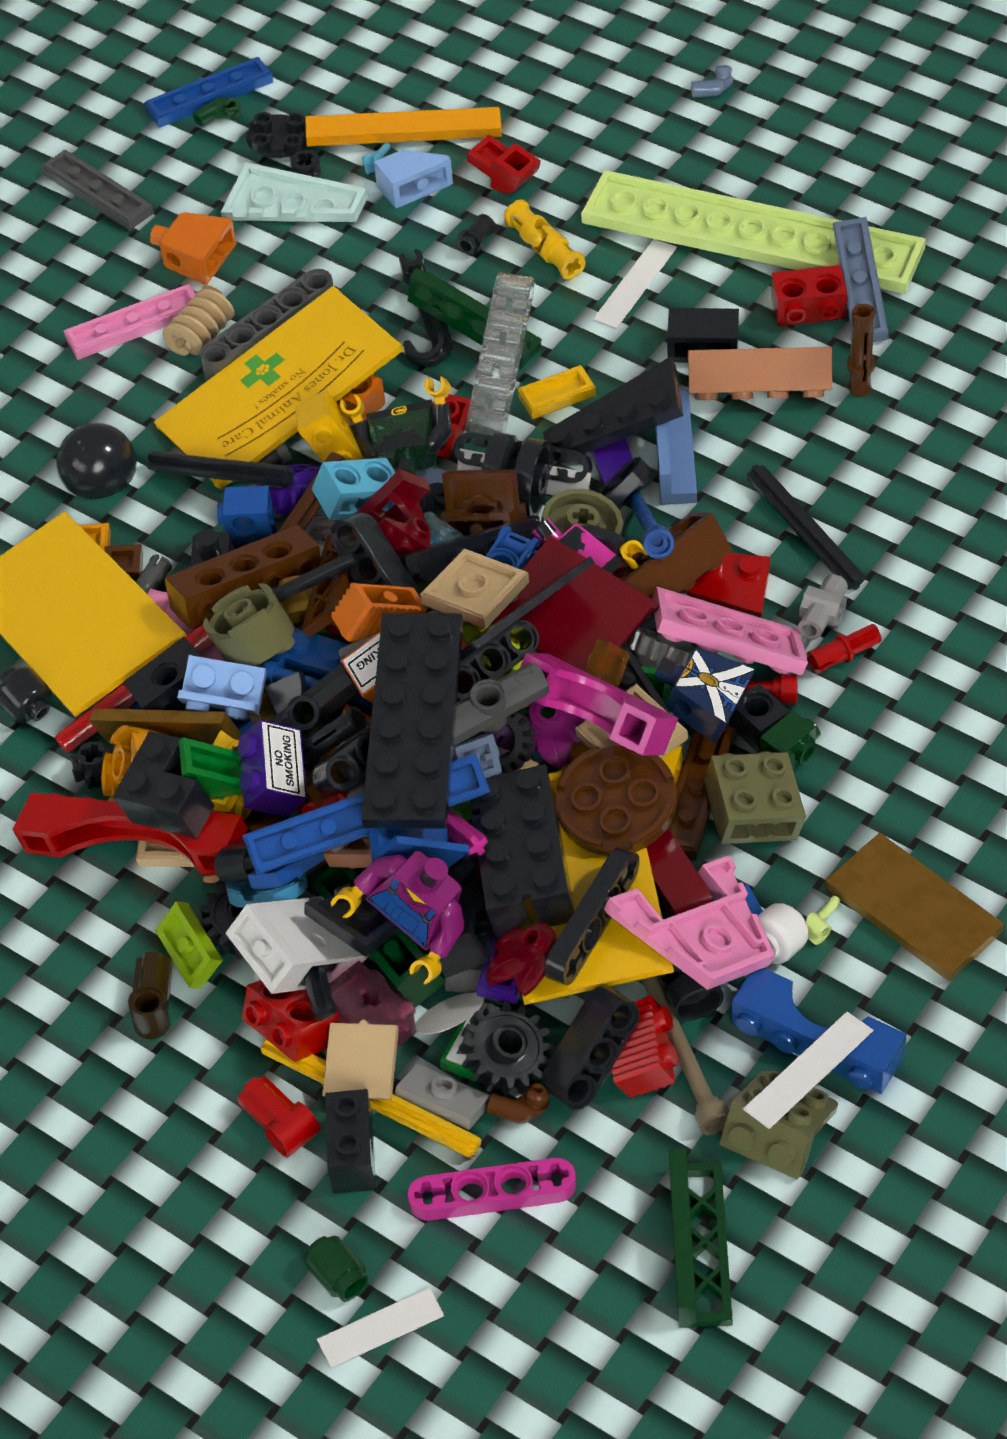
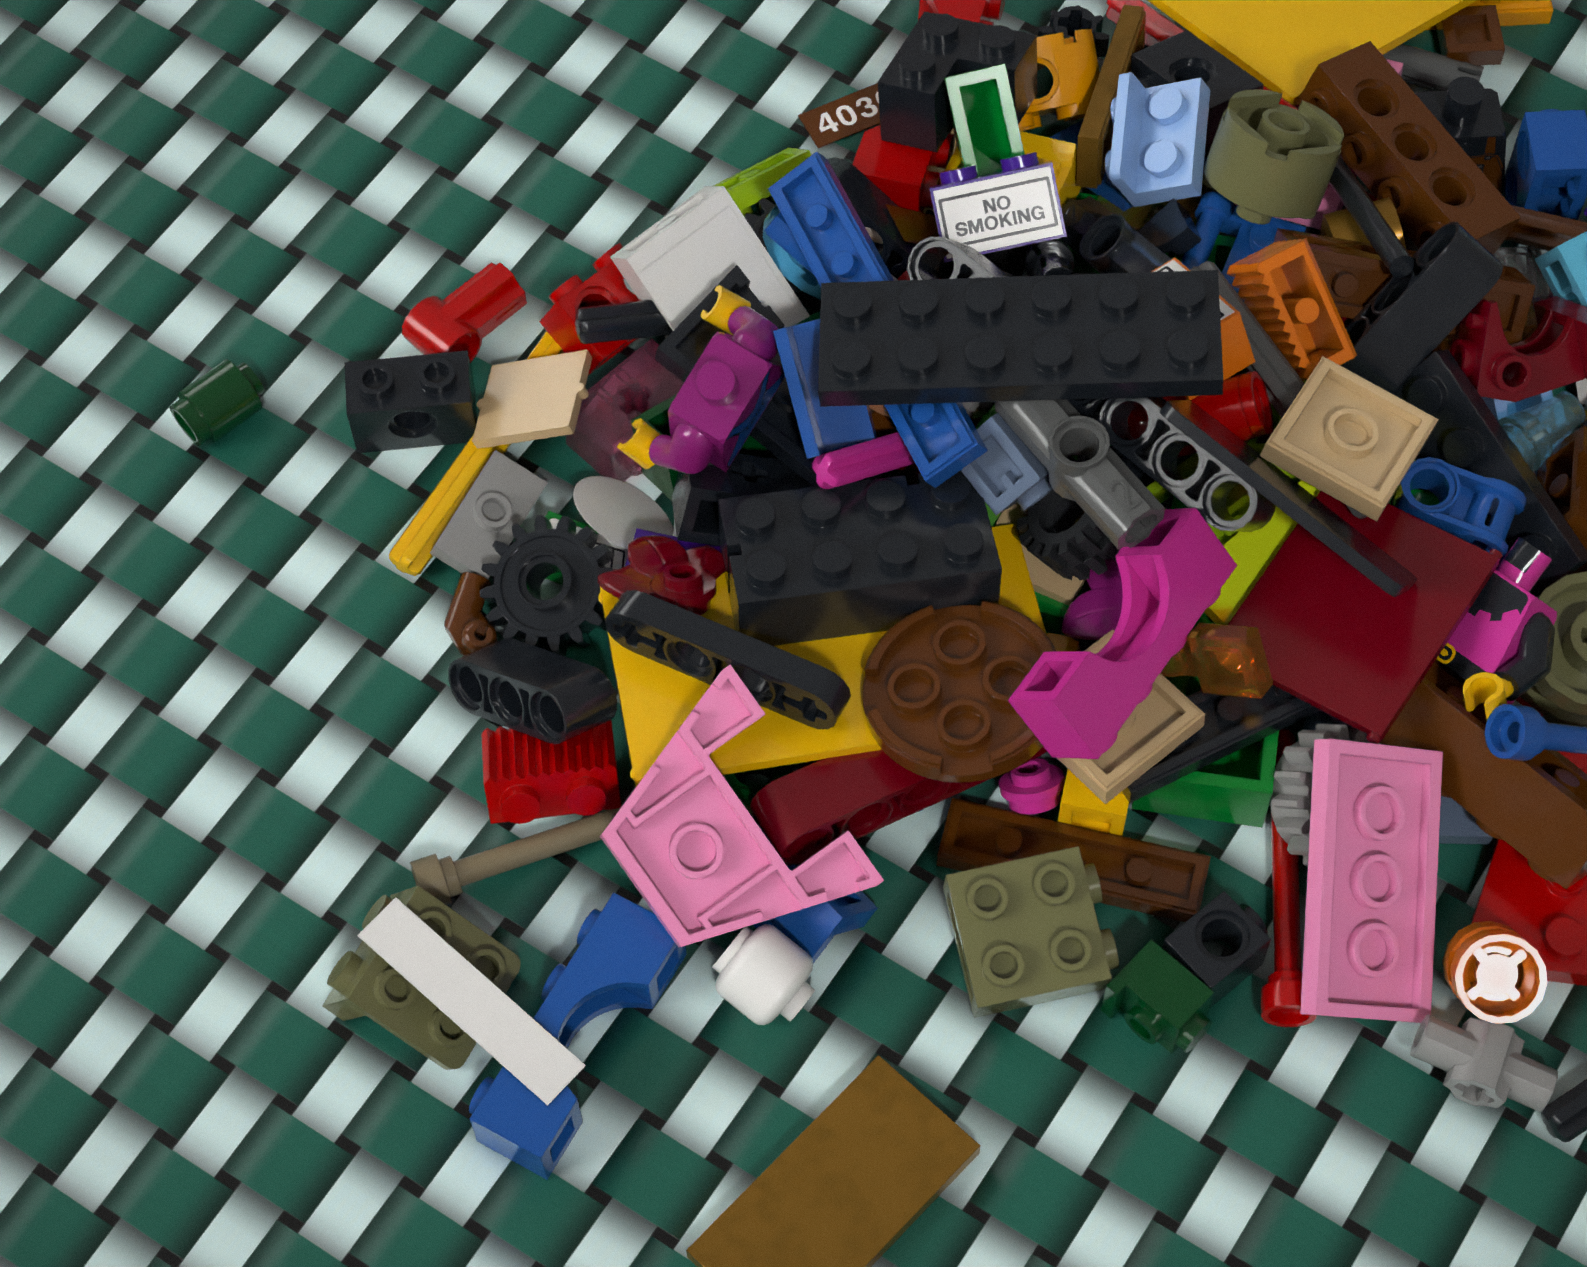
camera: 85 degrees right, 10 degrees up
(124, 896) = (843, 116): none -> reddish brown sticker
(151, 995) = (652, 149): dark brown piece -> none
(380, 1327) = (142, 472): white sticker -> none
(493, 1196) = (335, 591): dark pink beam -> none
(683, 1235) = (218, 839): dark green fence -> none
(704, 690) = (1214, 831): torso -> none
(777, 588) = (1494, 972): none -> wheel
(817, 927) = (790, 1038): yellowish green hand -> none
(843, 648) = (1394, 1100): red axle -> none

